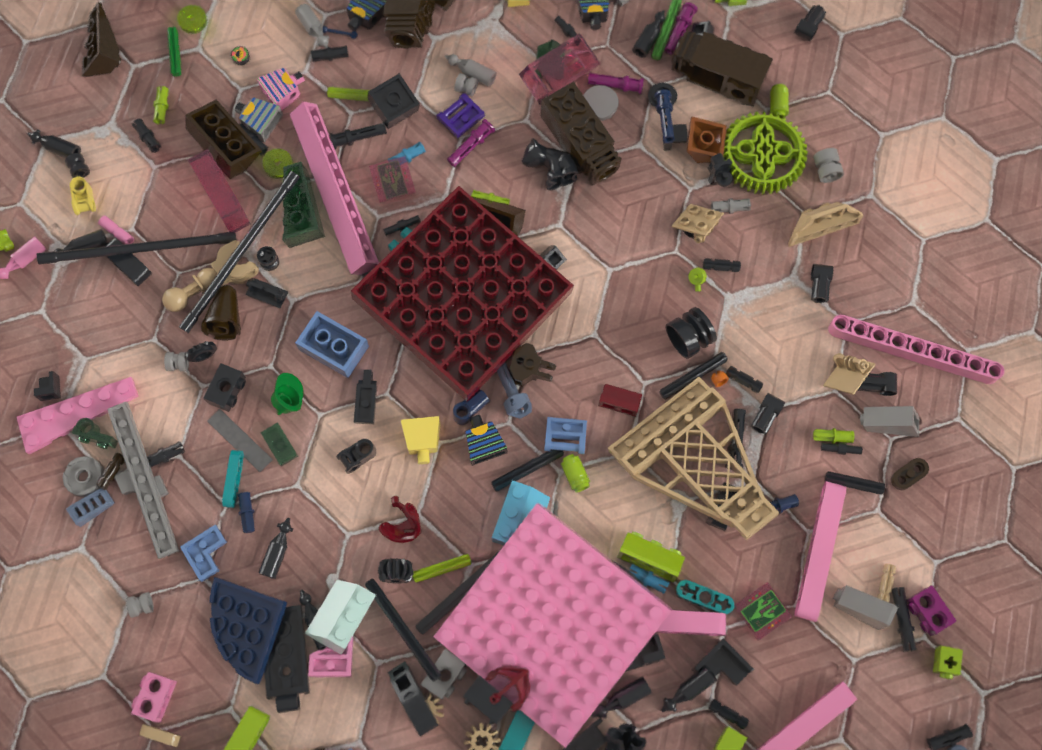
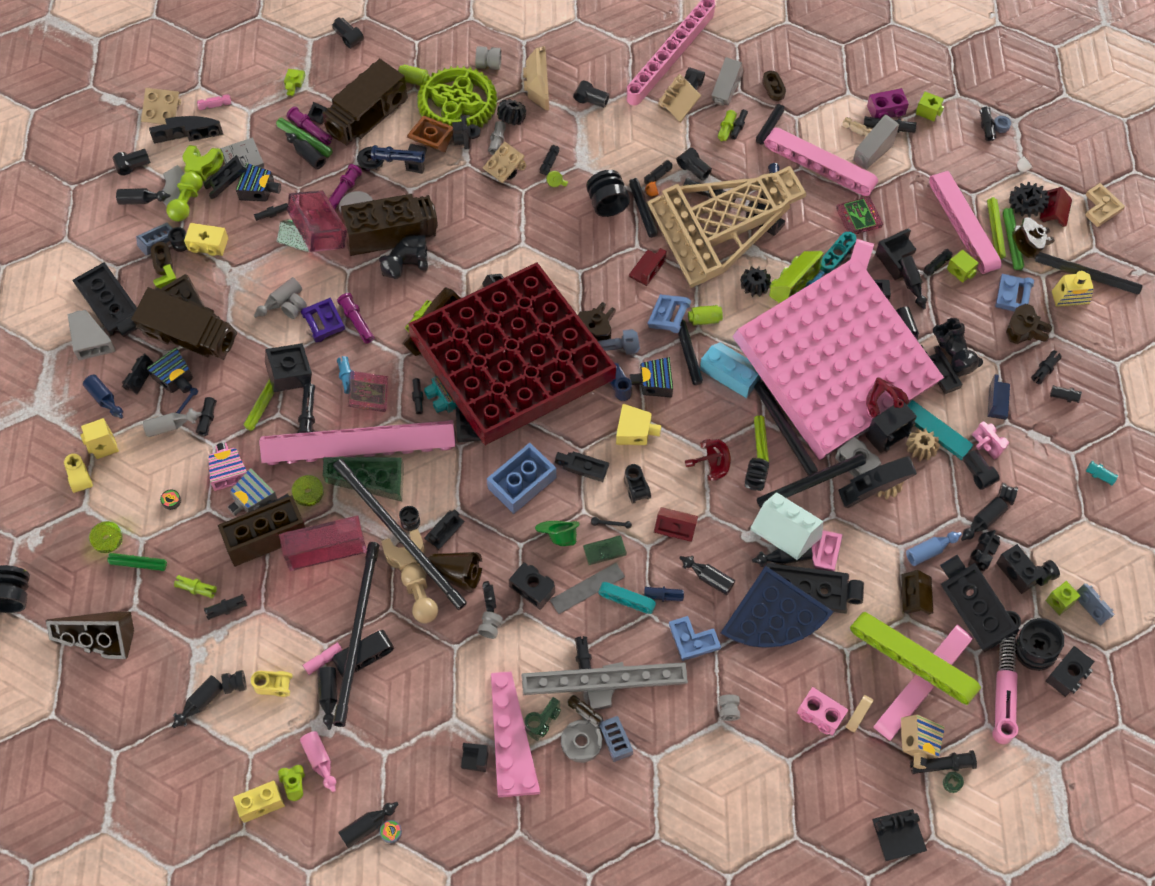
camera: 75 degrees left, 10 degrees down
(311, 427) = (595, 521): none -> black hinge
(326, 505) = (675, 524): none -> dark red panel
(641, 520) = (755, 281): none -> black gear
(765, 208) = (511, 112): none -> black gear

